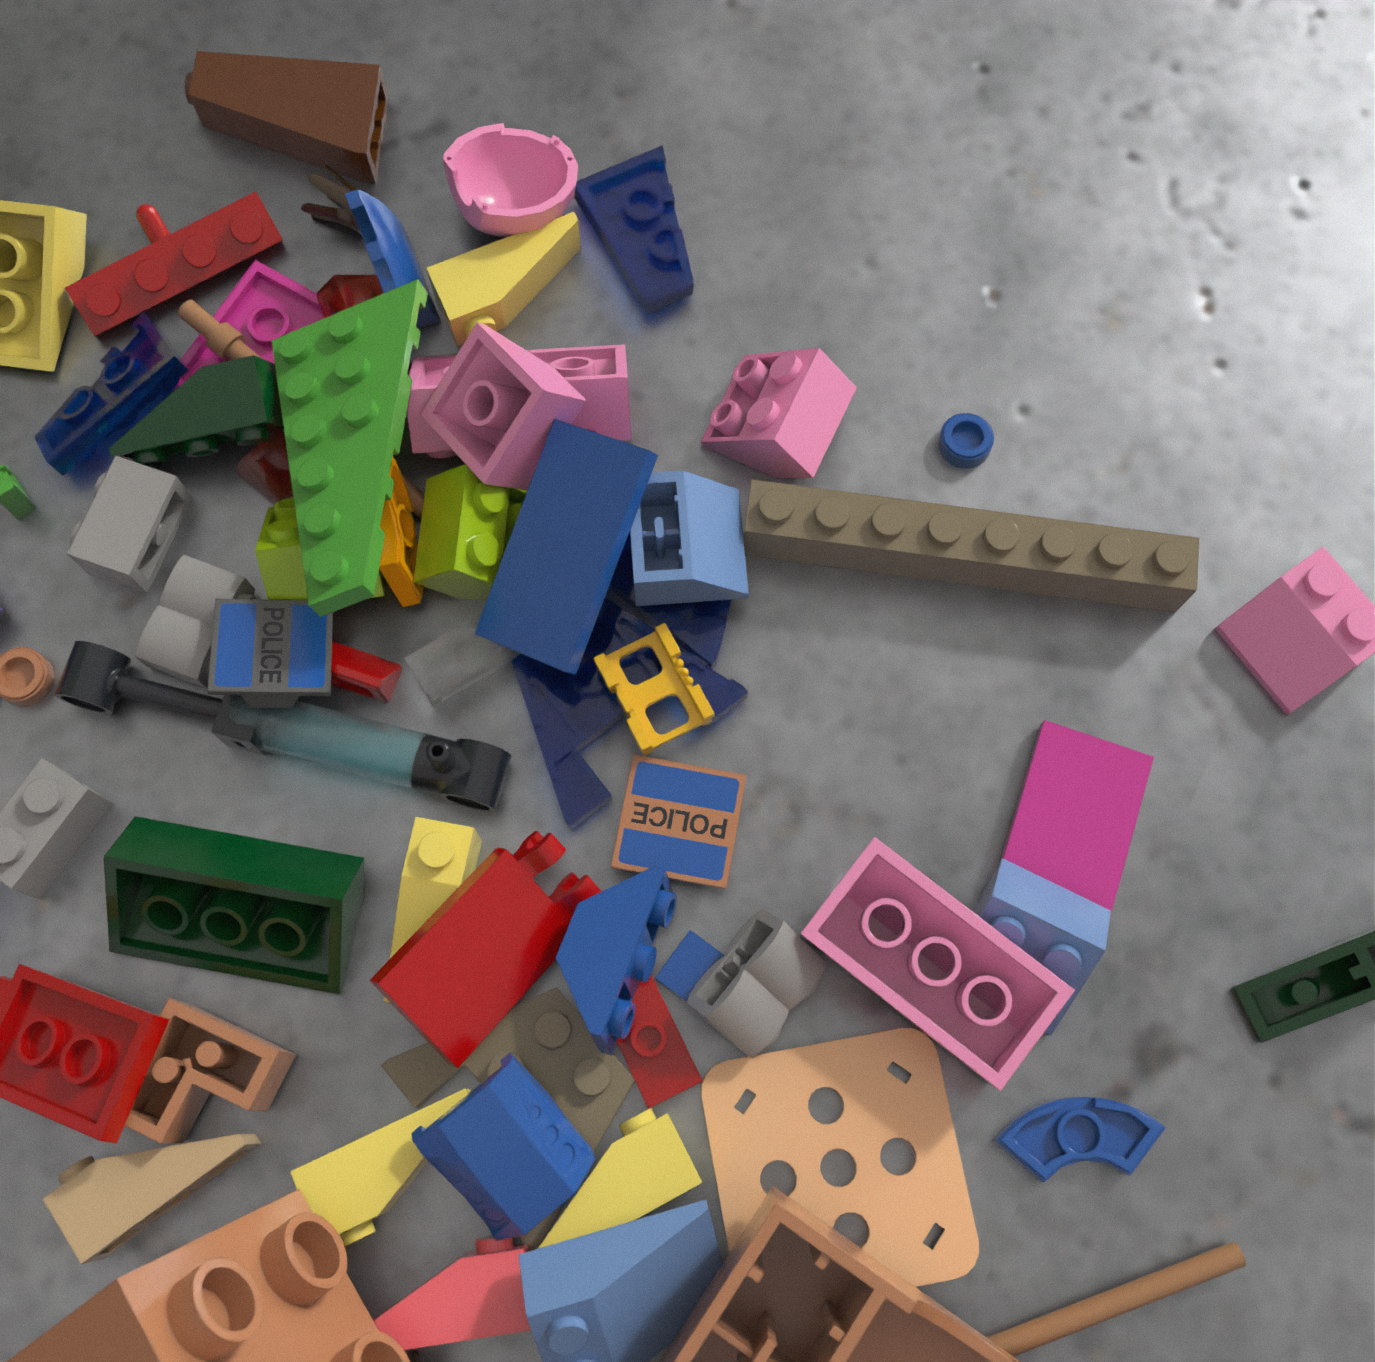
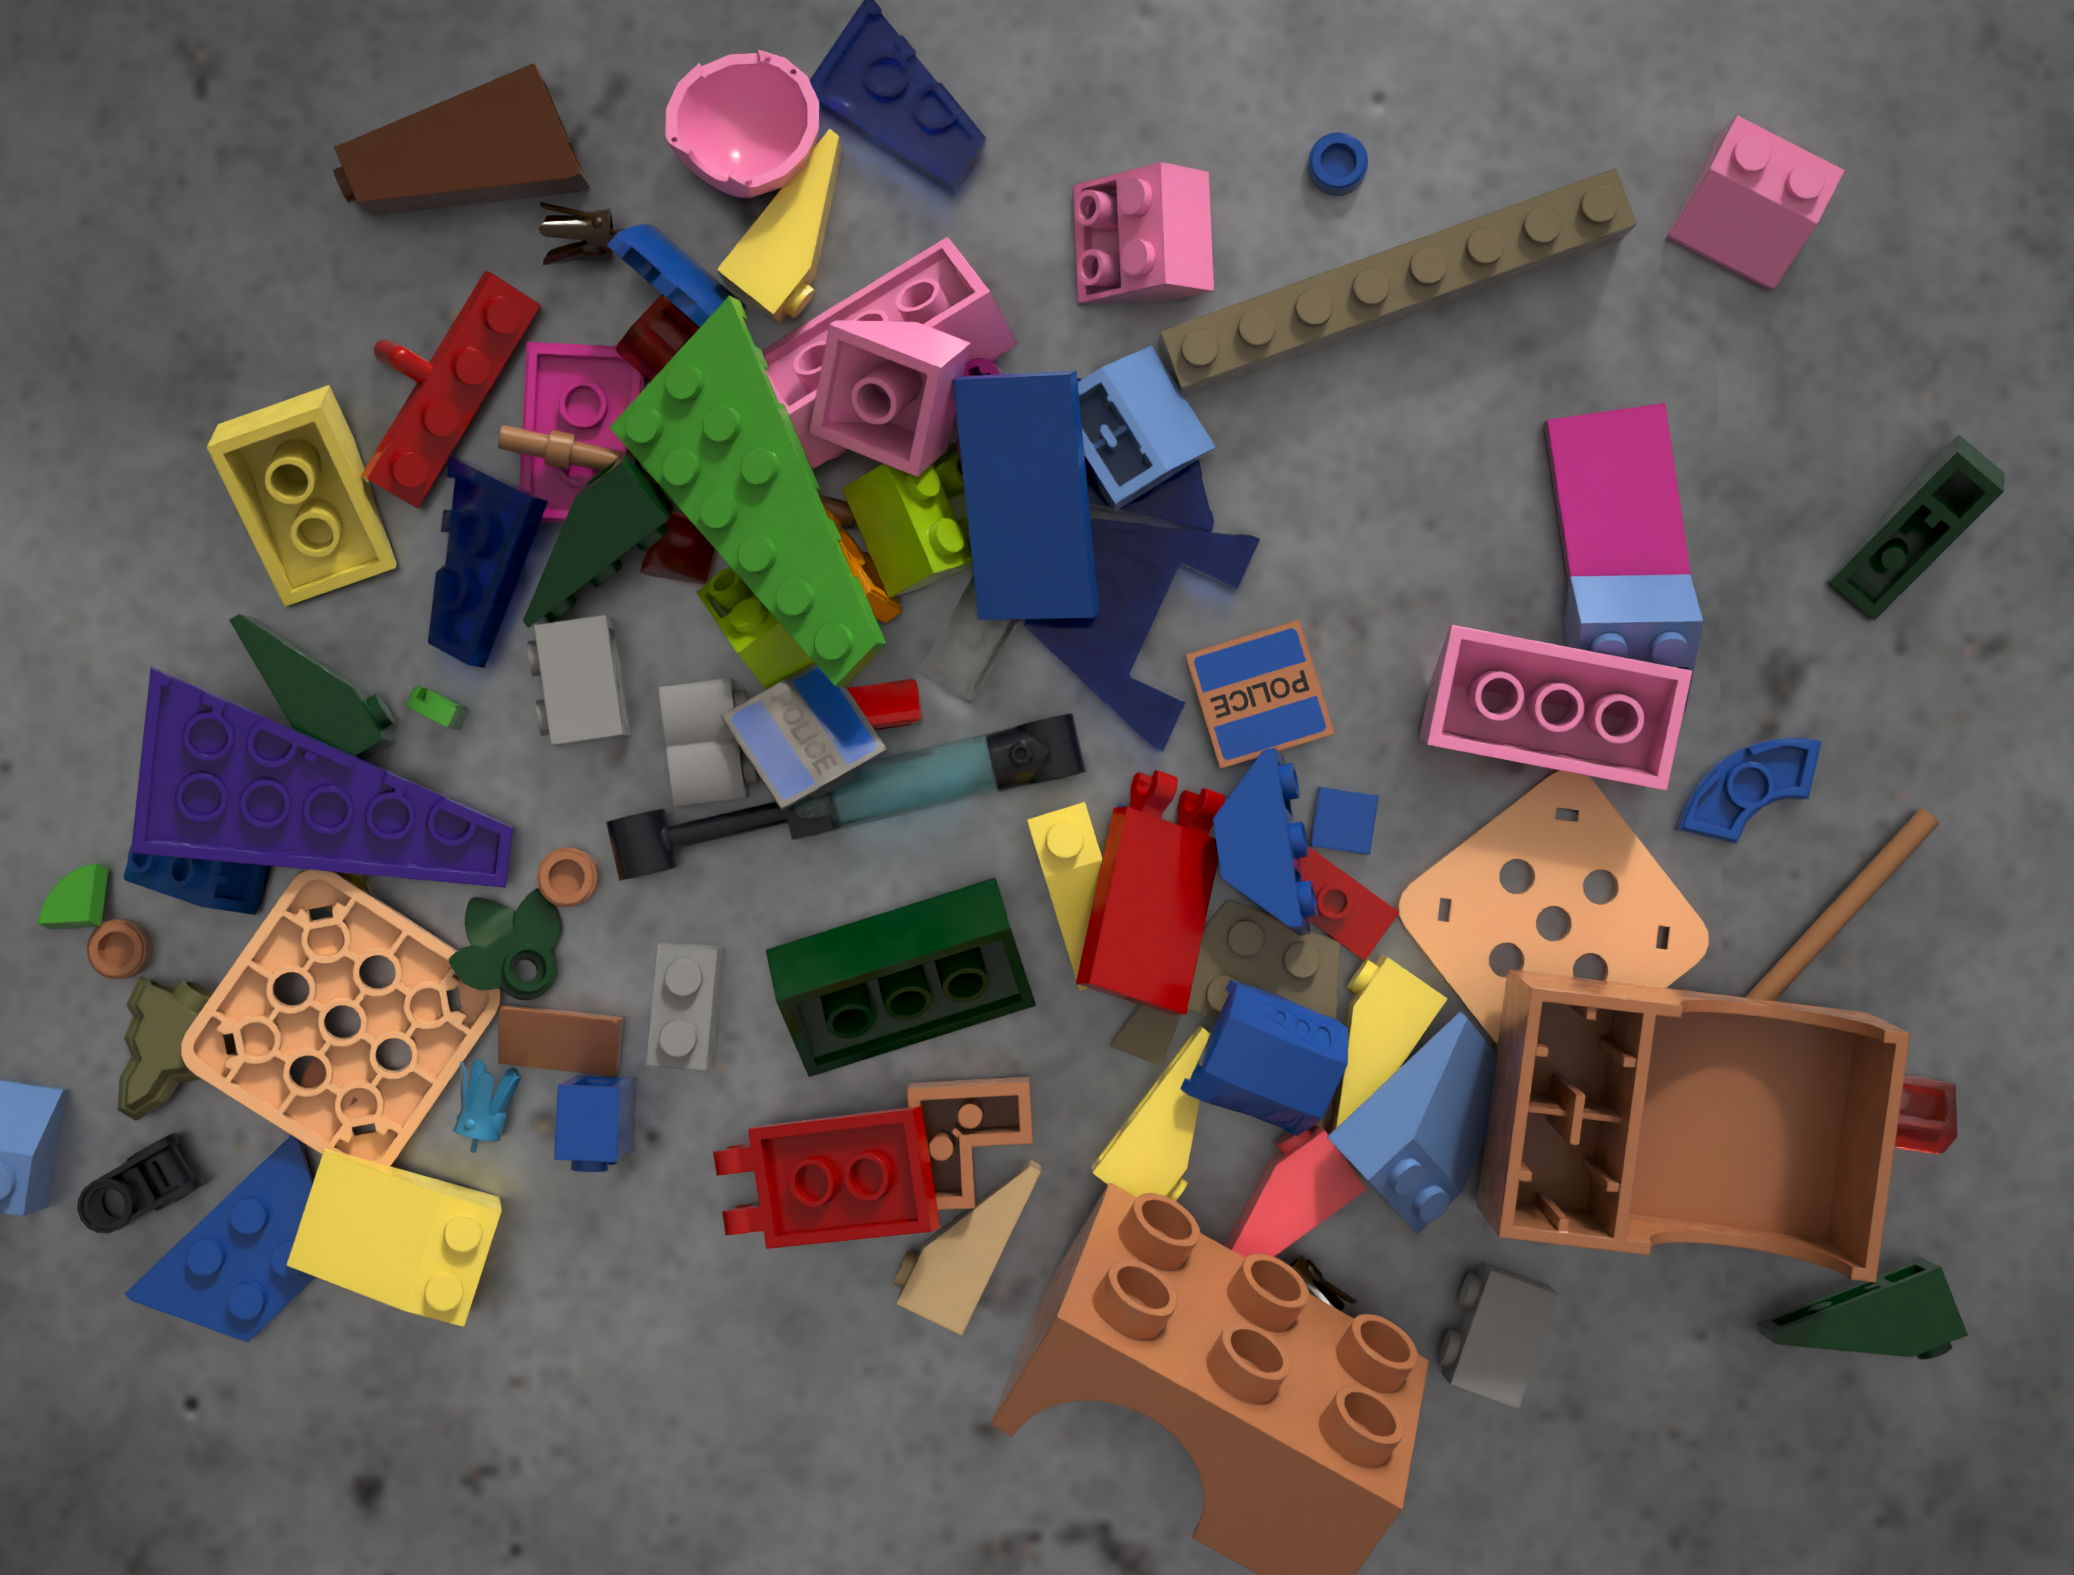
camera: 30 degrees left, 15 degrees up
(670, 682) = (1185, 569): yellow piece -> none
(757, 983) = (1406, 804): light grey brick -> none

